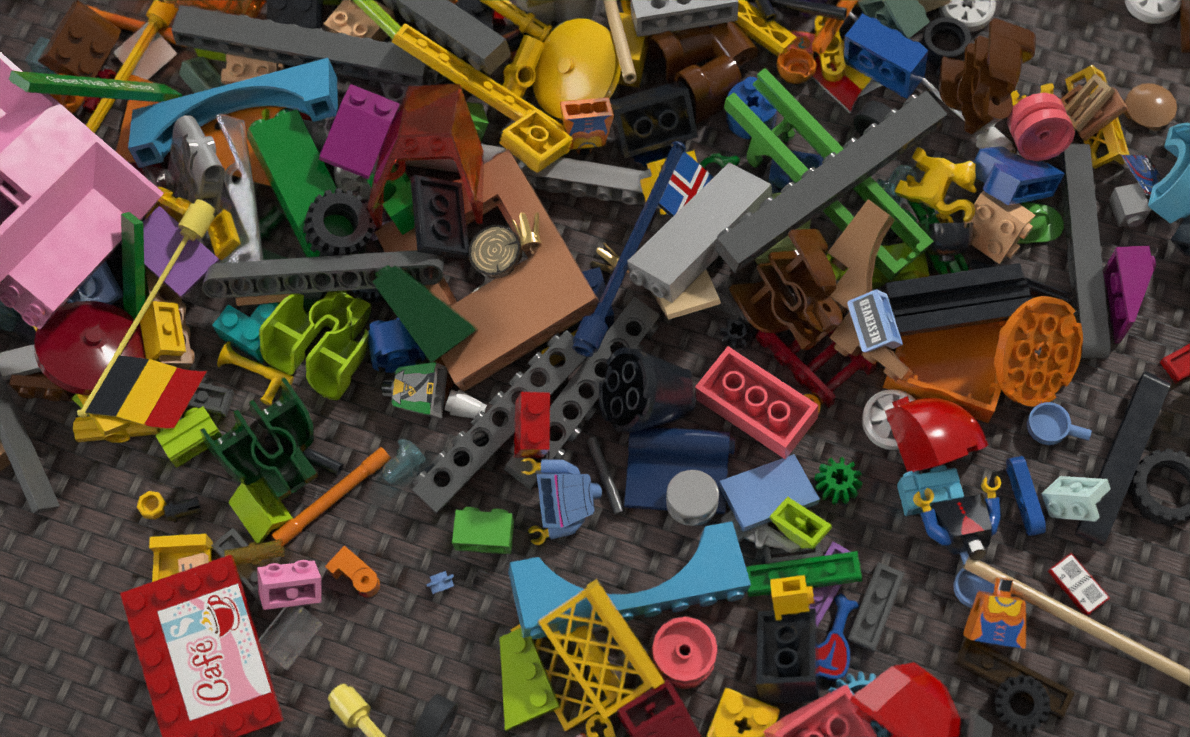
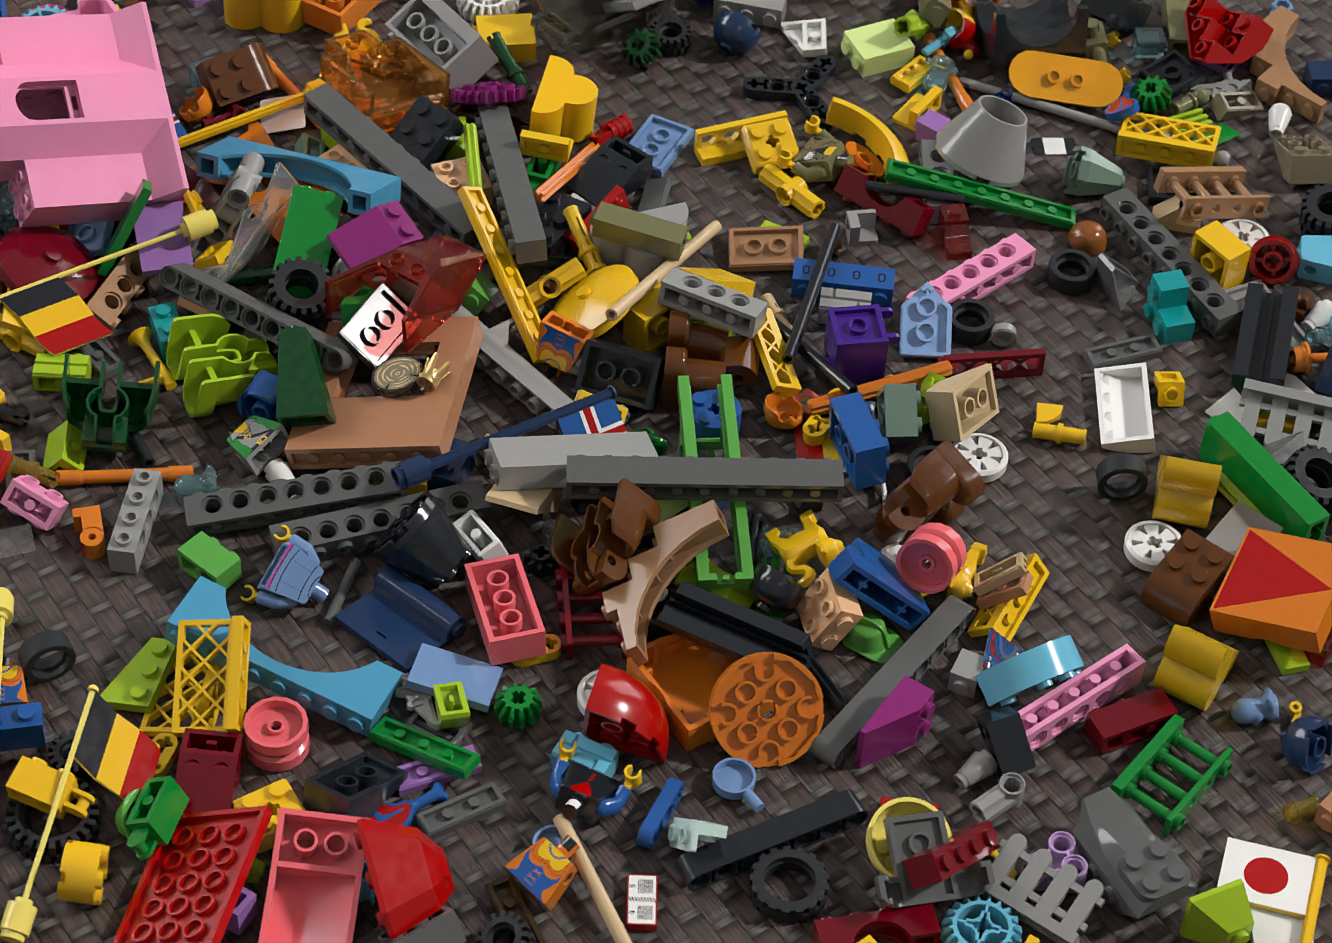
camera: 30 degrees right, 20 degrees down
(92, 87) = (202, 87): green tile -> none
(162, 330) = (109, 286): yellow panel -> none
(384, 536) = (135, 521): none -> light grey brick
(440, 582) = (146, 577): medium blue plate -> none
(532, 425) = (305, 497): red brick -> none
(536, 140) = (507, 326): yellow brick -> none
(680, 352) = (479, 537): none -> white brick
(692, 497) = (388, 638): light grey head -> none
(791, 595) = (395, 748): yellow brick -> none
(874, 321) = (645, 596): panel -> none
(1150, 106) = (1067, 618): medium nougat dish -> none

